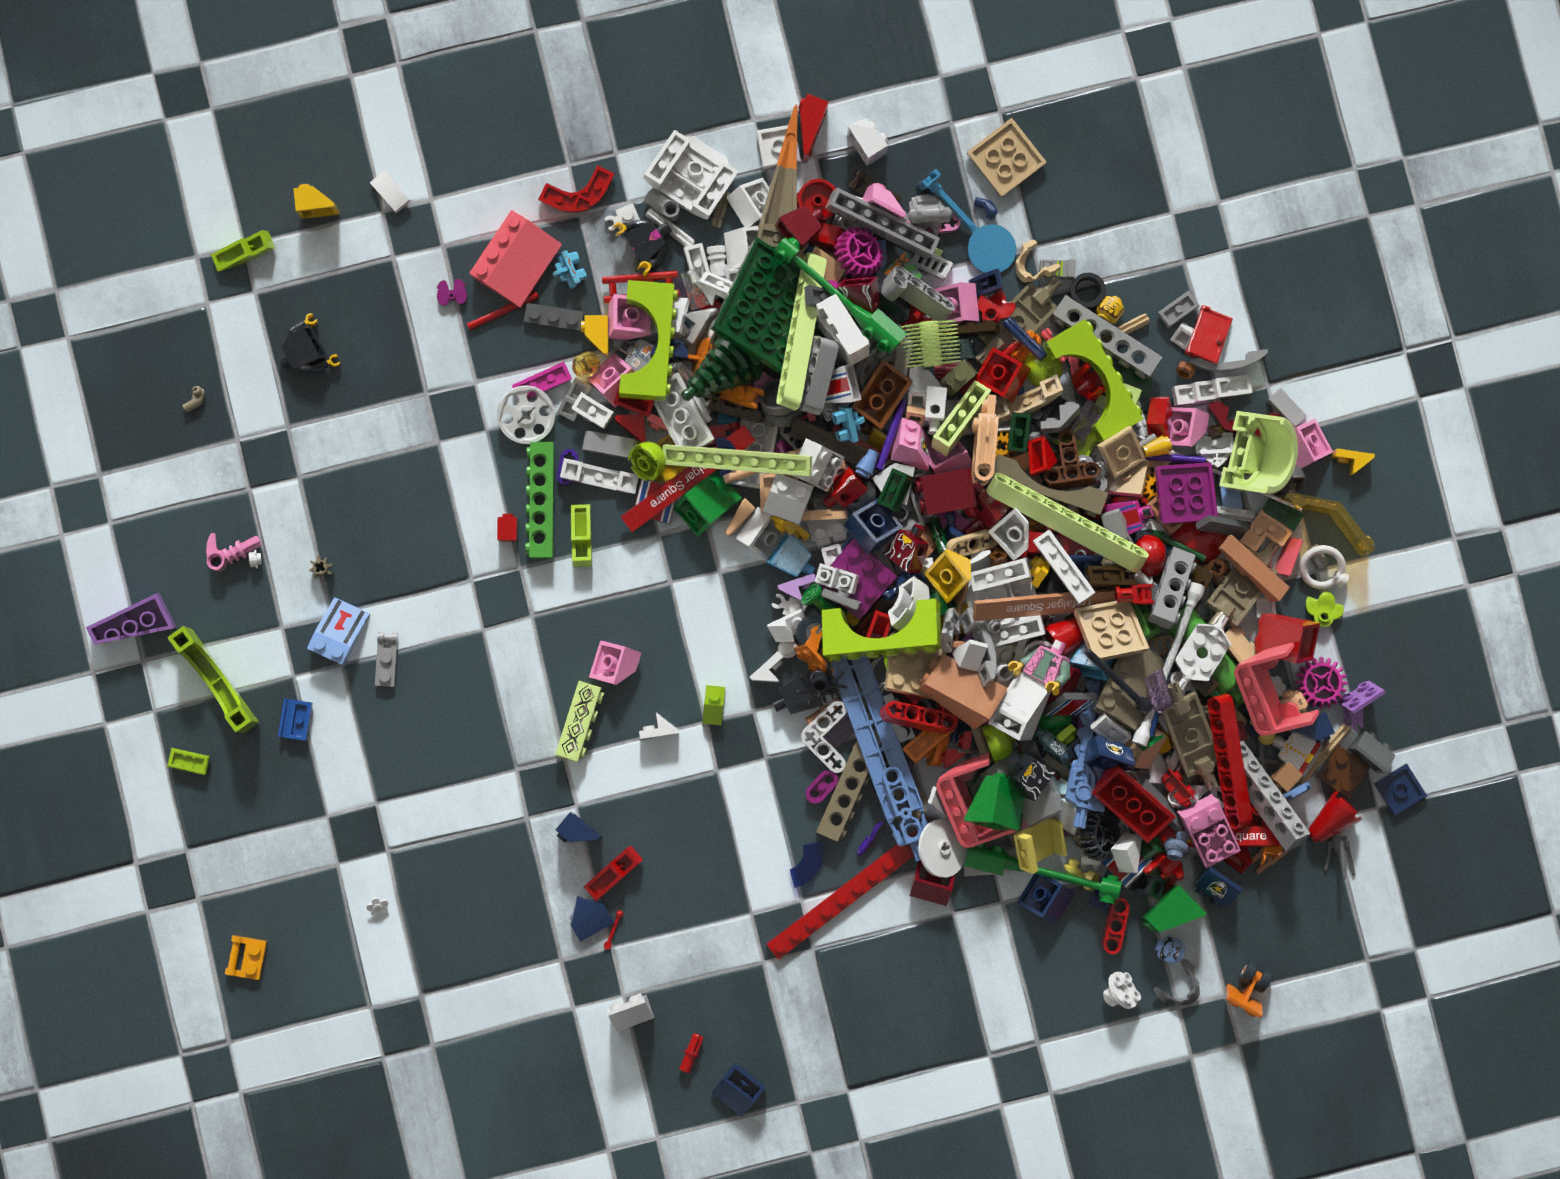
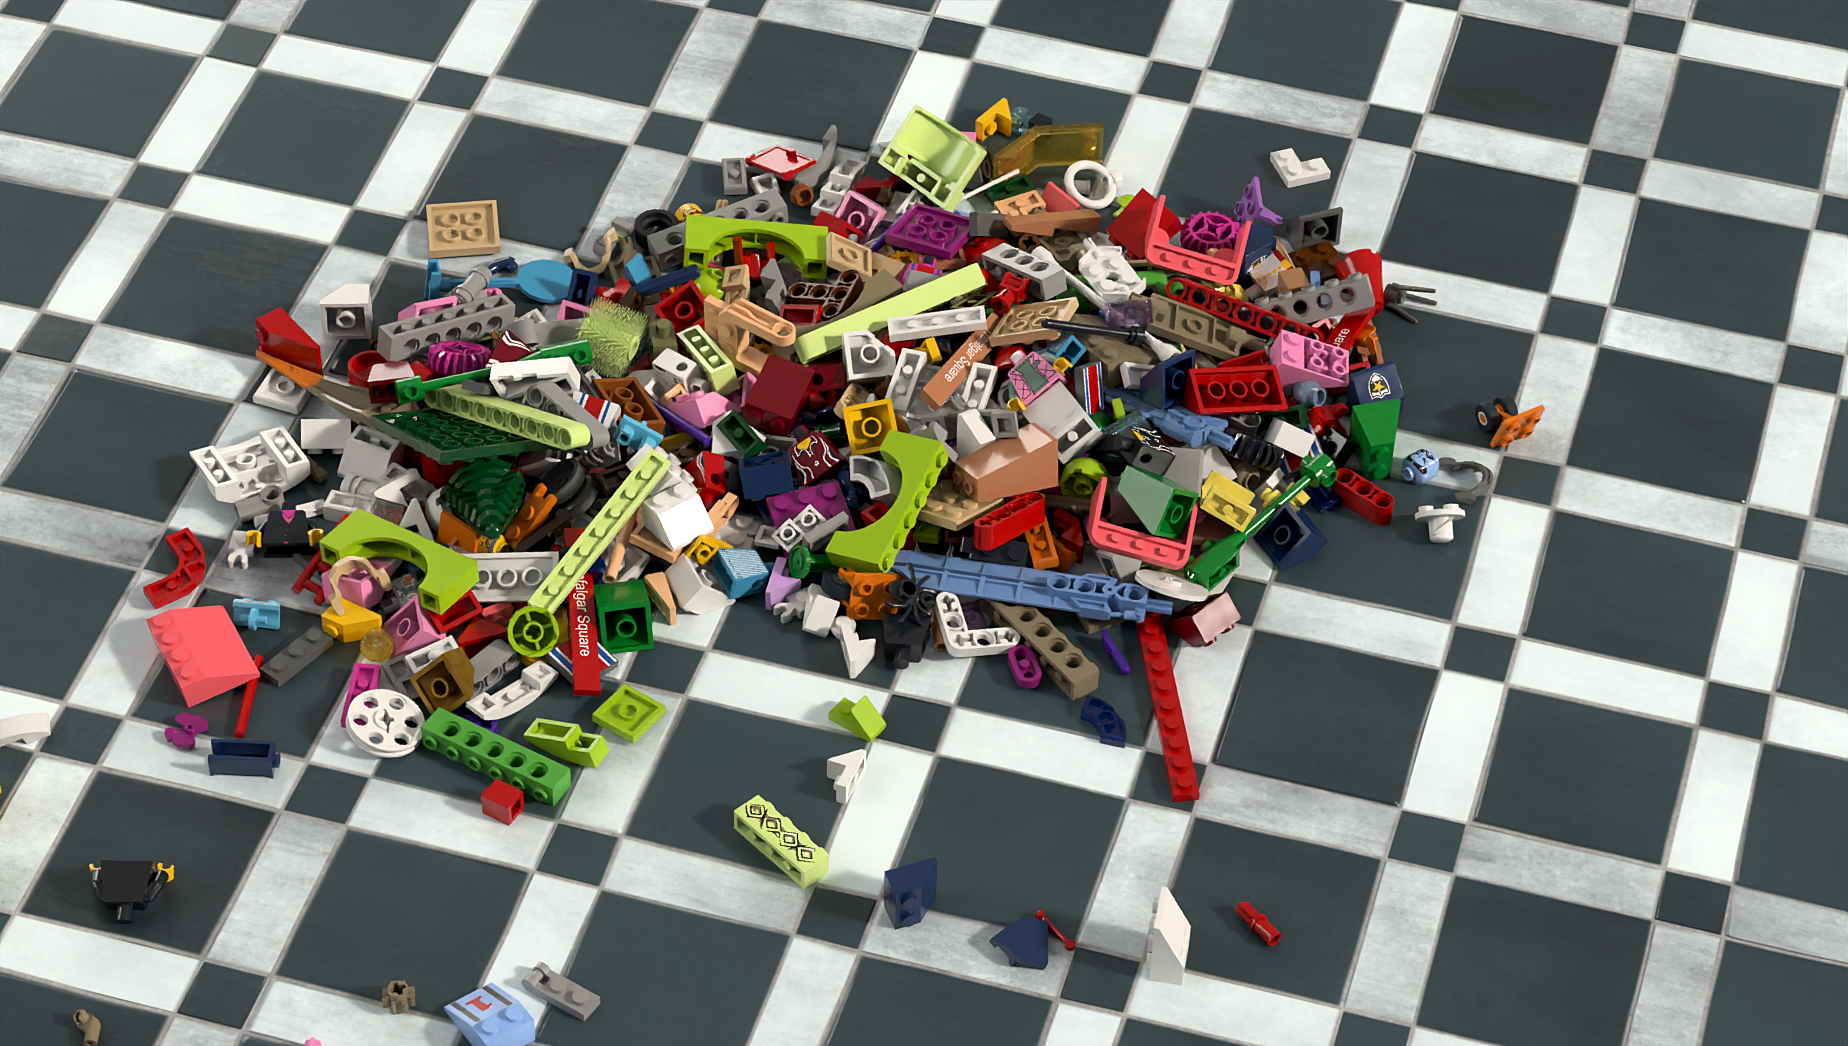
camera: 55 degrees left, 40 degrees down
(438, 330) = (243, 757): none -> dark blue window
(574, 434) = (445, 681): none -> pearl gold slope
(595, 320) = (344, 567): none -> tan helmet
(613, 873) = (986, 893): red slope -> none
(614, 663) = (735, 776): bright pink slope -> none
(628, 559) = (629, 713): none -> lime plate
(738, 1089) = (1331, 891): dark blue slope -> none
(867, 464) = (693, 445): medium blue cone -> none
(1026, 311) = (637, 270): none -> dark azure slope
(1158, 447) = (867, 233): yellow cone -> none
(1366, 486) = (1024, 119): none -> clear light blue leg
(1400, 789) = (1369, 232): dark blue tile -> none
(1435, 702) = (1298, 173): none -> white plate

